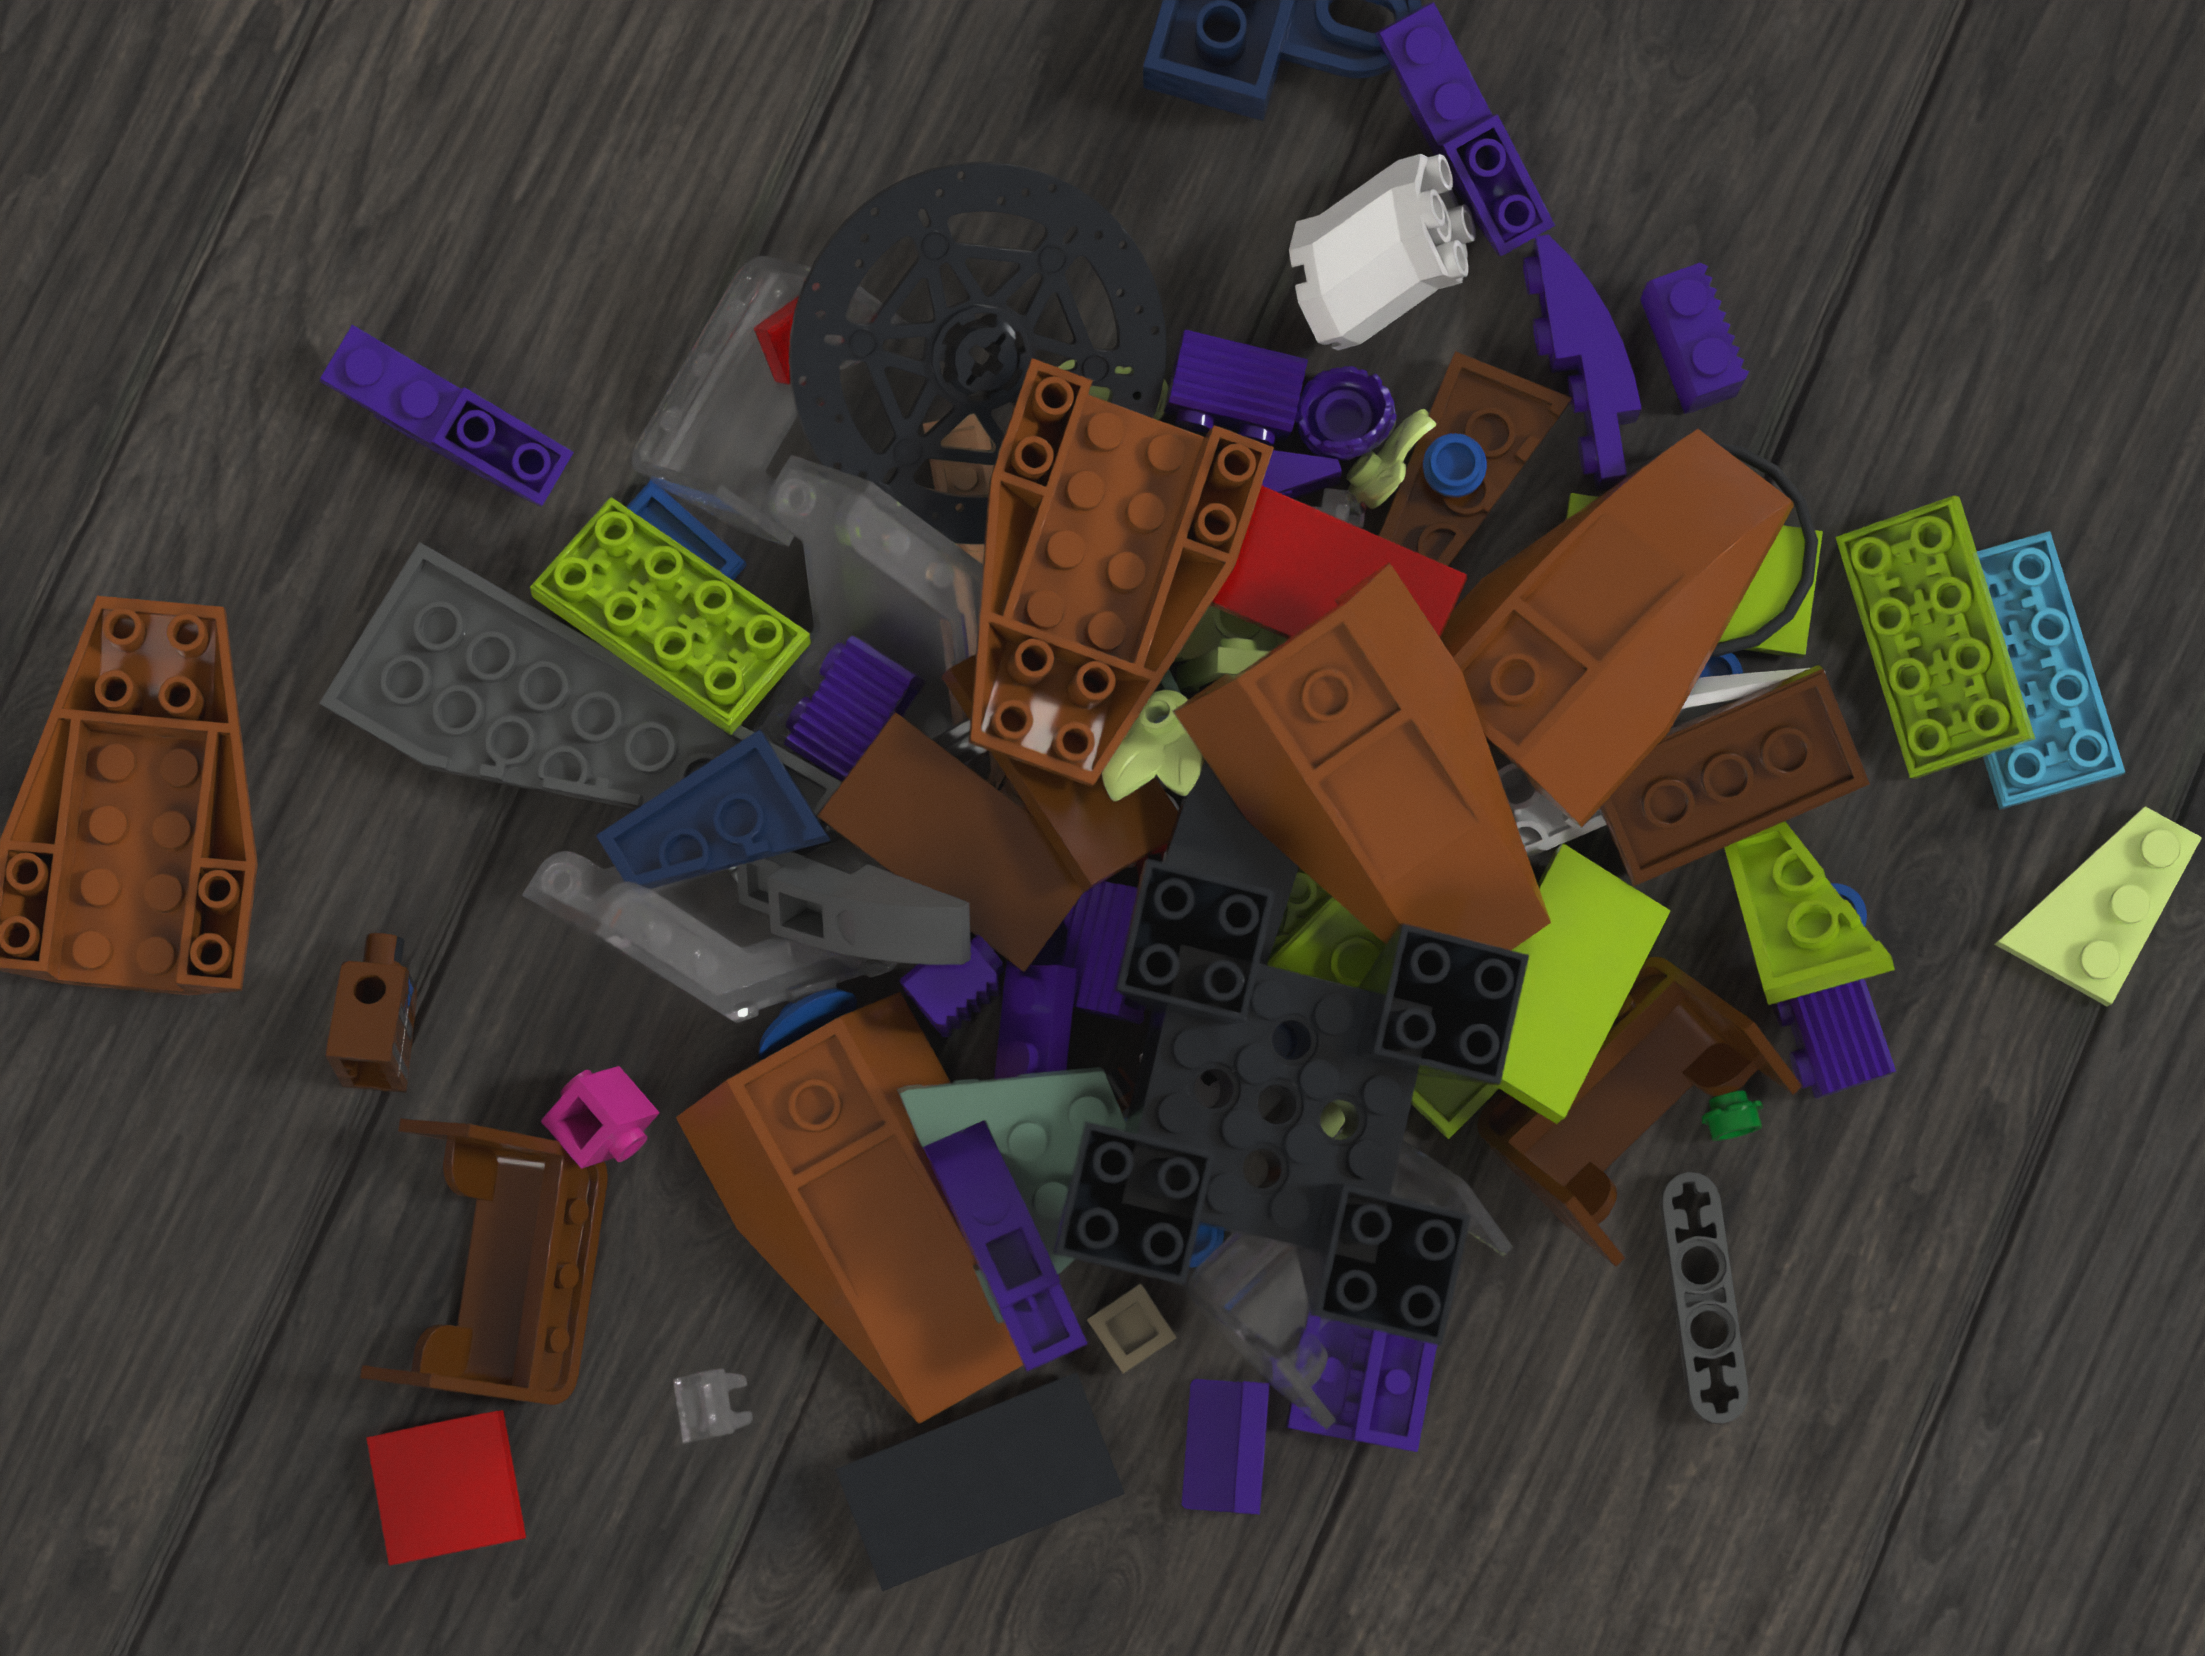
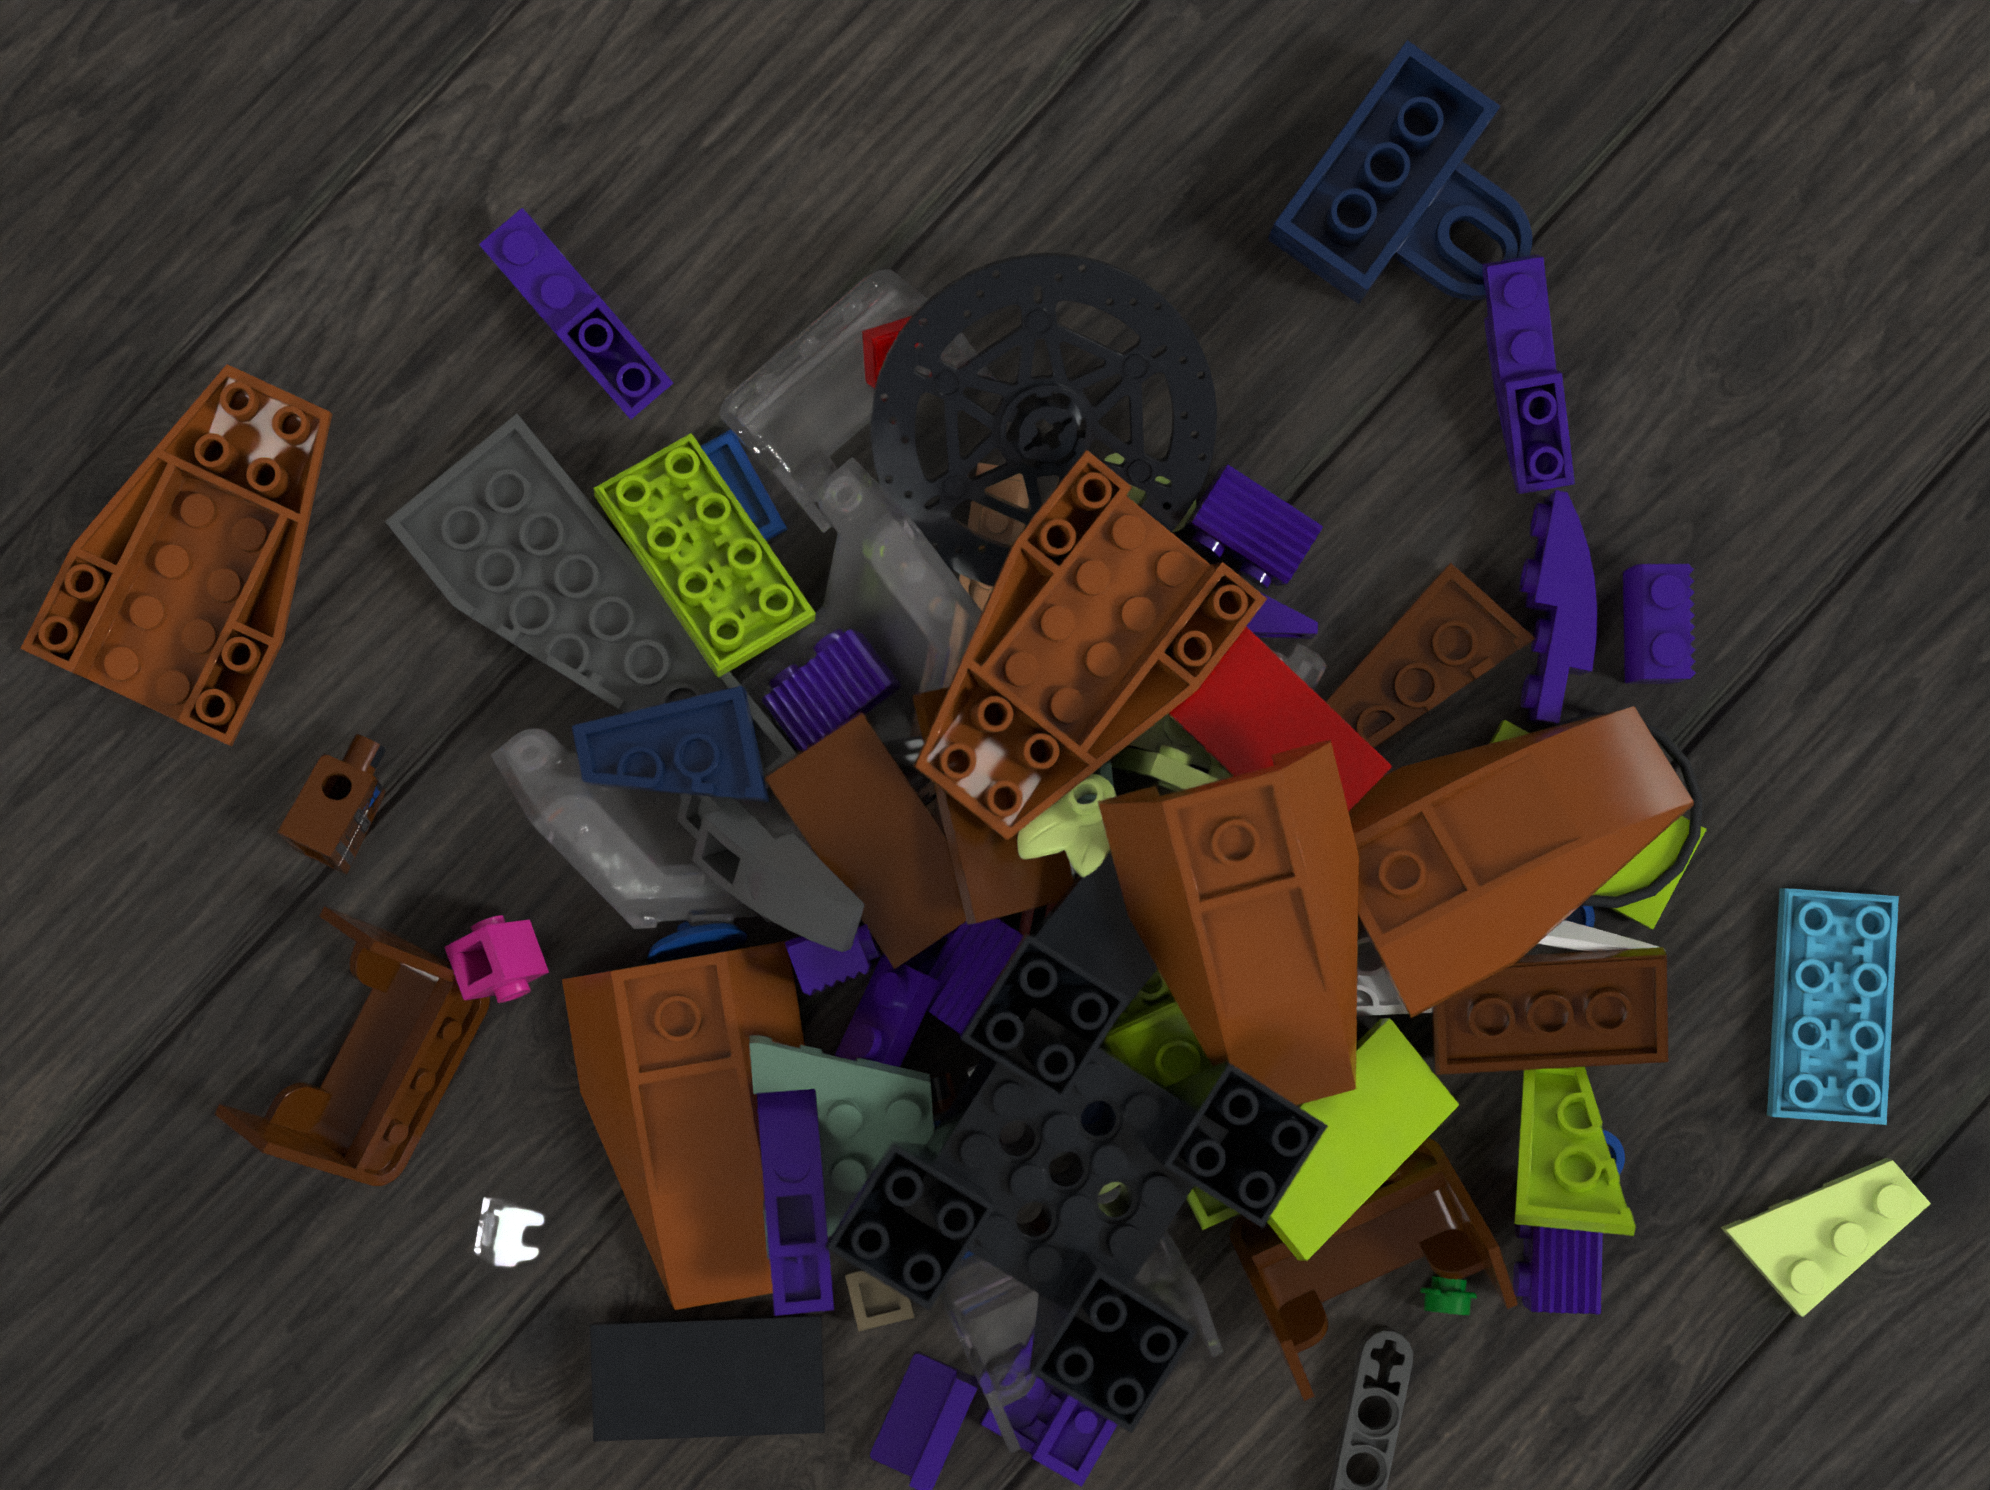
camera: 15 degrees right, 5 degrees up
(446, 1487) = (262, 1221): red slope -> none
(1345, 413) = (1338, 583): dark purple hair -> none
(1377, 476) = (1351, 647): yellowish green plate -> none
(1381, 250) = (1419, 455): white brick -> none
(1454, 465) = (1415, 662): blue plate -> none
(1935, 637) = (1768, 954): lime tile -> none

